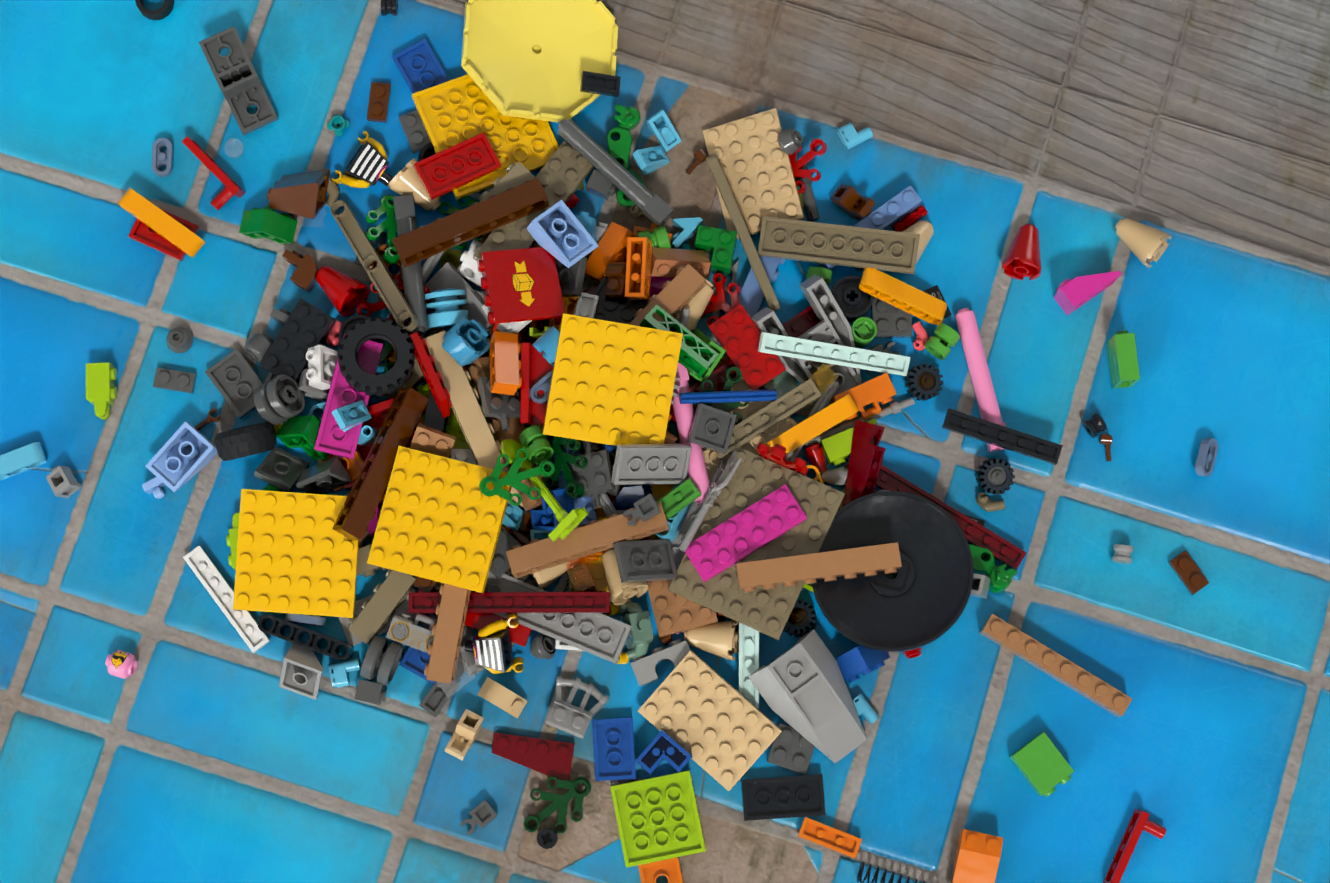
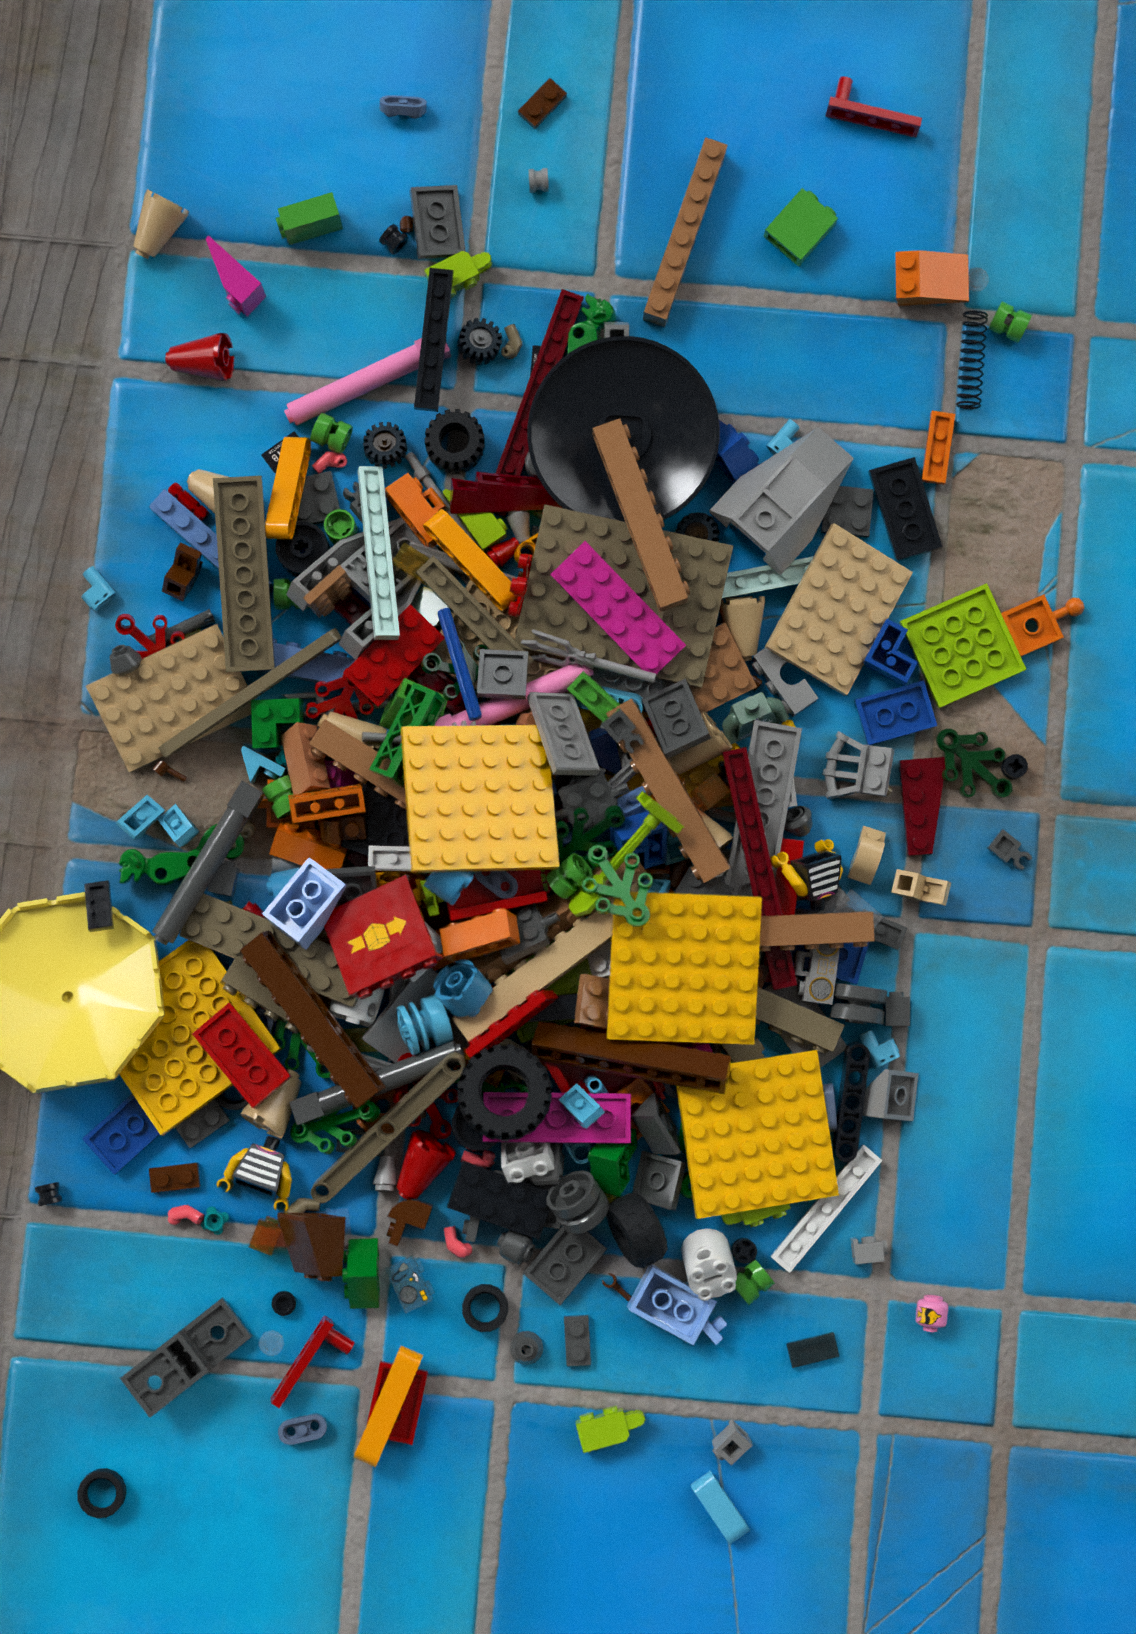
camera: 105 degrees left, 5 degrees up
(118, 563) = (812, 1349): none -> clear smoke tile
(183, 525) = (753, 1281): none -> bright green wheel
(184, 625) = (868, 1250): none -> light grey brick
(204, 492) = (708, 1263): none -> white cylinder
(208, 522) = (745, 1254): none -> black wheel
(210, 301) = (485, 1326): none -> black tyre
(251, 260) = (409, 1283): none -> clear light blue brick
(261, 163) = (283, 1303): none -> black plate
(272, 301) = (455, 1246): none -> coral arm
(315, 159) = (266, 1235): none -> clear orange brick
(337, 259) = (385, 1175): none -> light grey cone
(350, 103) = (182, 1212): none -> coral arm
(808, 306) = (328, 592): none -> medium nougat plate
(923, 423) = (449, 422): none -> black tyre
(1057, 476) = (465, 268): none -> lime hinge
(1102, 463) = (437, 221): none -> dark grey plate

